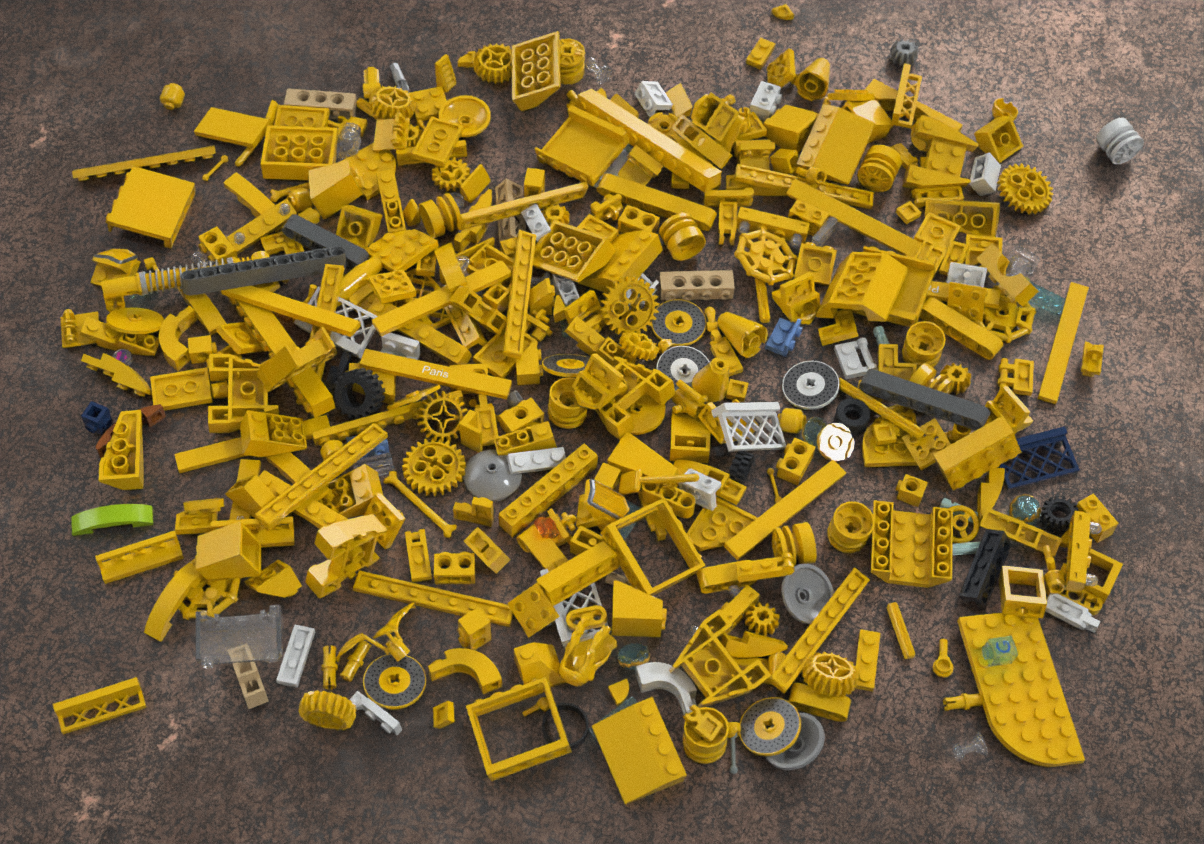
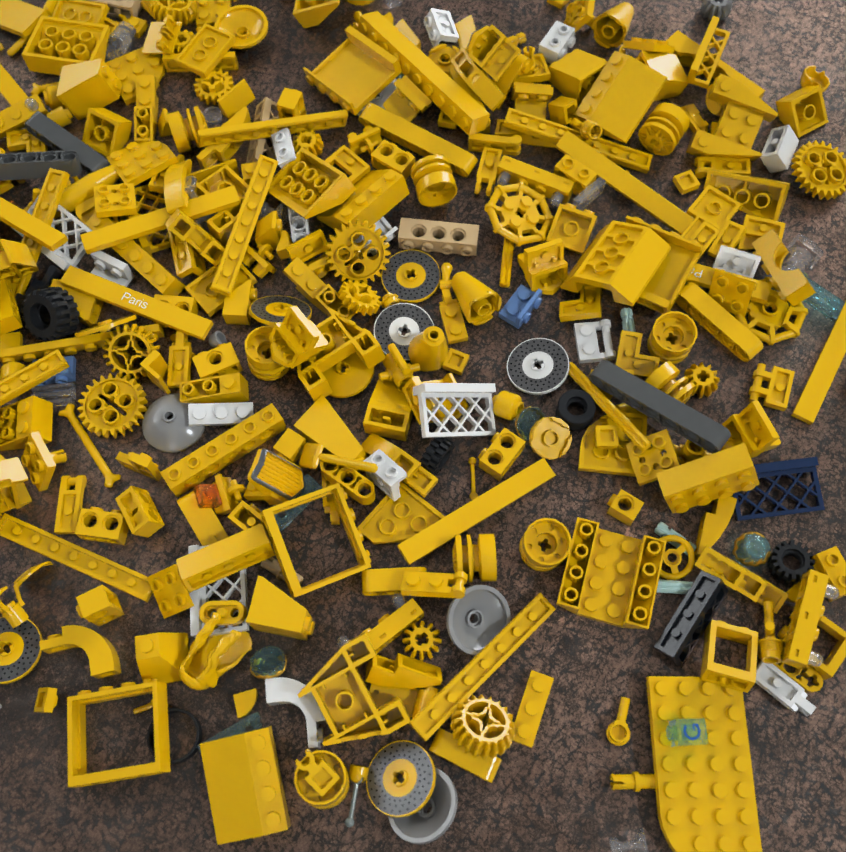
camera: 15 degrees right, 10 degrees up
(900, 630) = (578, 678): yellow axle -> none

